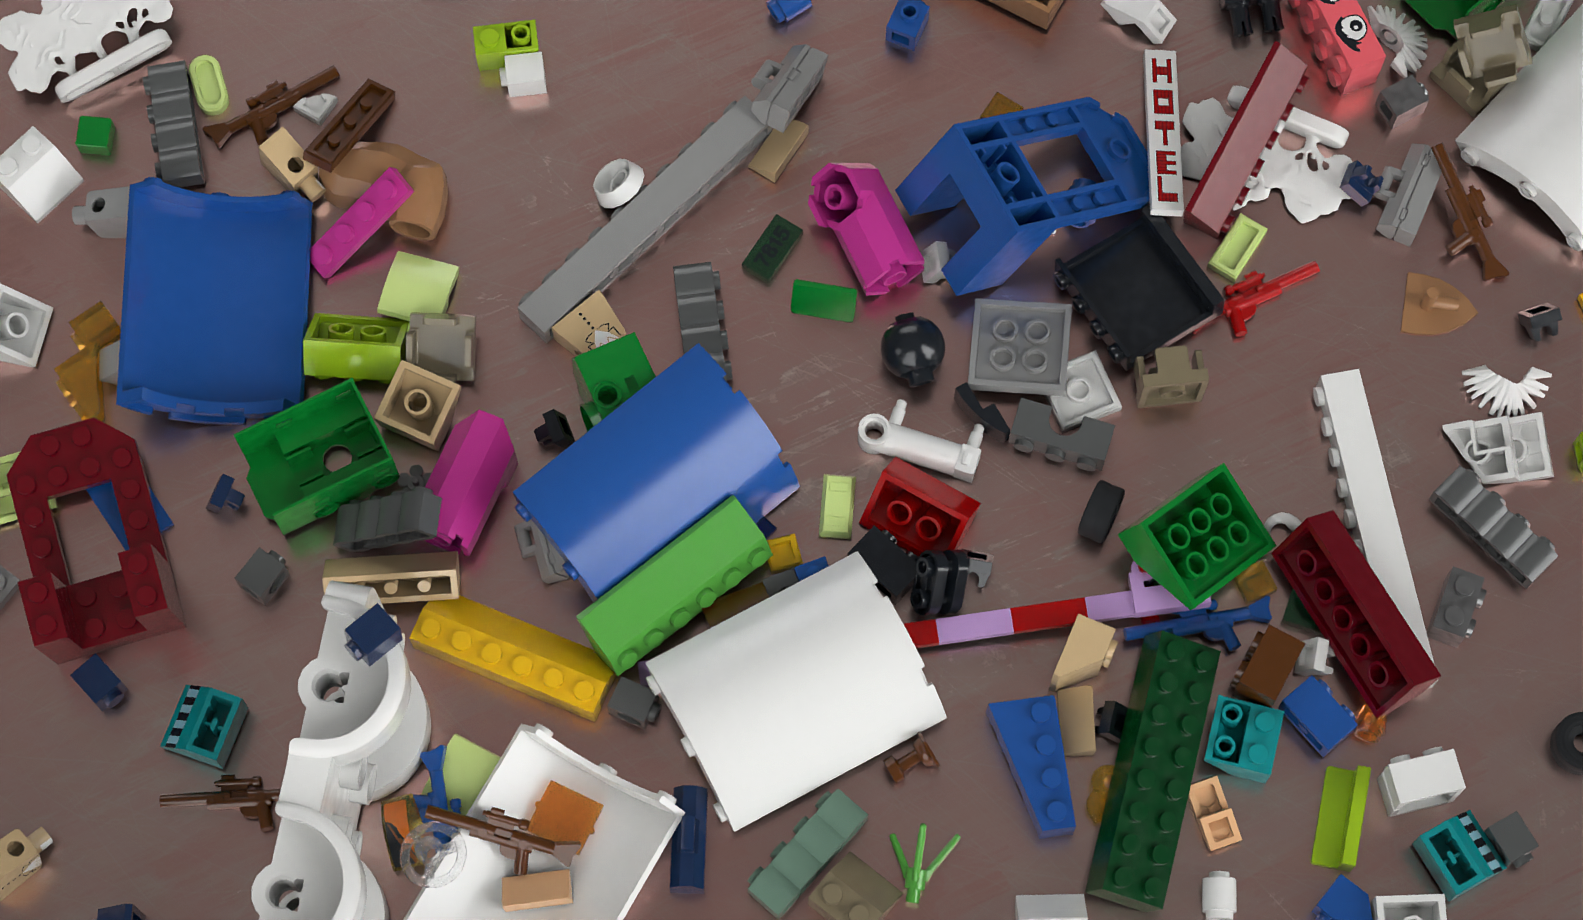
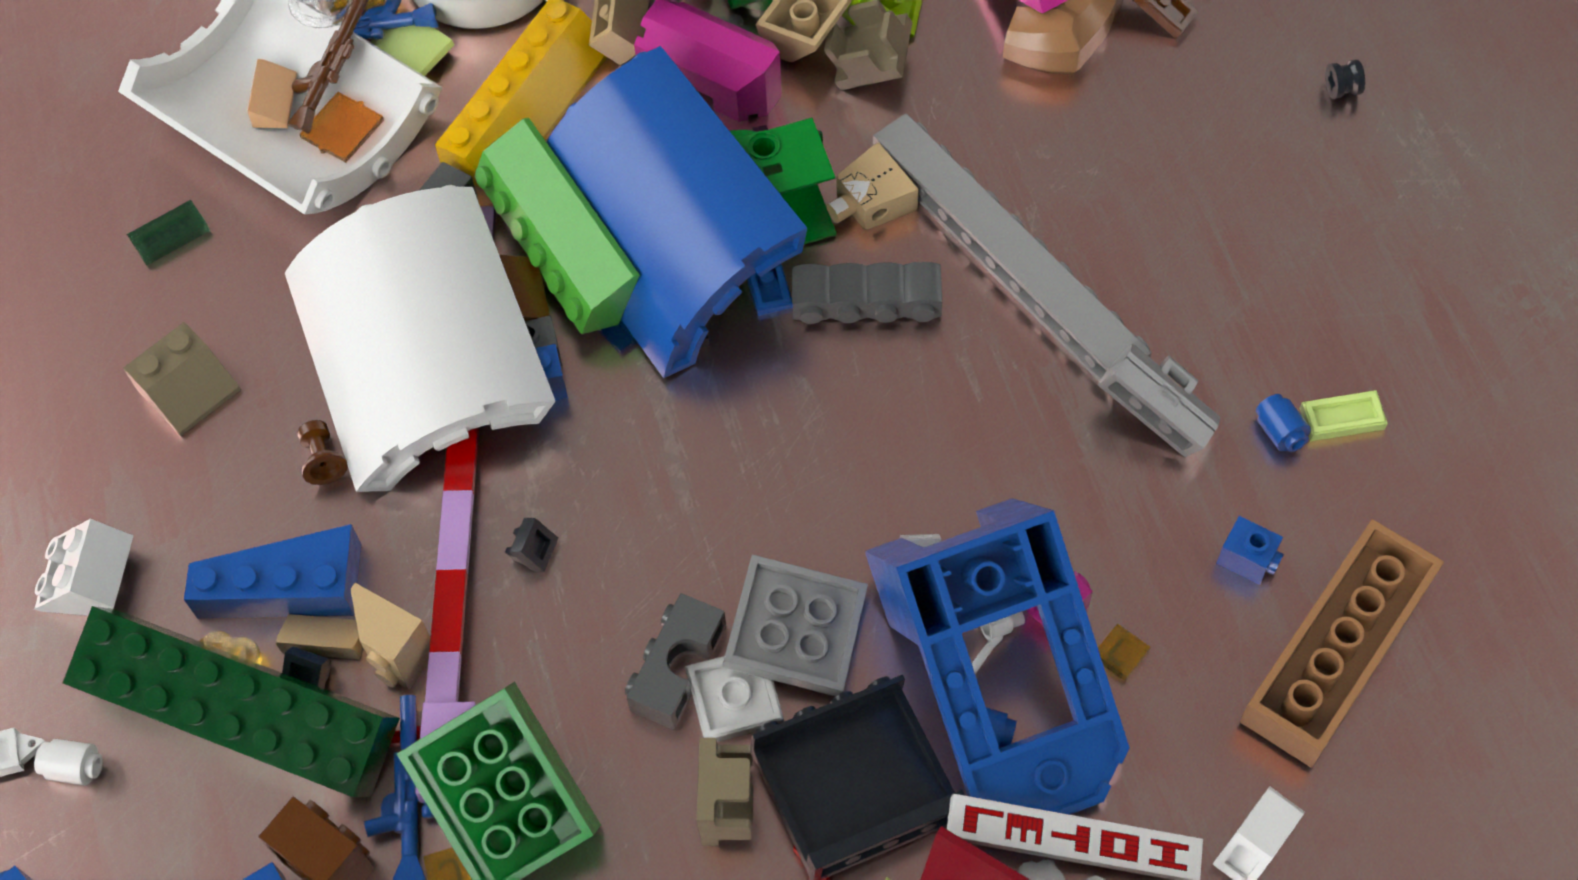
camera: 100 degrees right, 10 degrees down
(417, 286) = (946, 40): yellowish green slope -> none
(503, 39) = (1231, 122): lime slope -> none
(524, 74) = (1195, 148): white brick -> none
(618, 183) = (1052, 222): white hat -> none
(689, 841) = (274, 229): dark blue piece -> none
(772, 248) = (960, 378): clear green tile -> none
(779, 150) = (1086, 397): tan slope -> none
(785, 554) = (588, 354): yellow tile -> none
(807, 854) = (244, 340): sand green brick -> none
(823, 300) = (886, 423): green slope -> none
(837, 506) = (635, 415): yellowish green tile -> none
(867, 224) = (972, 465): dark pink brick -> none
(888, 562) = (550, 449): black brick -> none
(913, 348) = (805, 499): black brick -> none
(915, 876) = (192, 446): bright green plant -> none
(919, 509) = (608, 493): red slope -> none
(920, 447) = (684, 502): white piece -> none
(939, 582) = (518, 477): black brick -> none
(989, 417) = (707, 580): black slope -> none
(1101, 511) = (564, 686): black tyre -> none
(1212, 813) = (173, 776): light nougat slope -> none
(1244, 738) = (237, 810): teal slope -> none

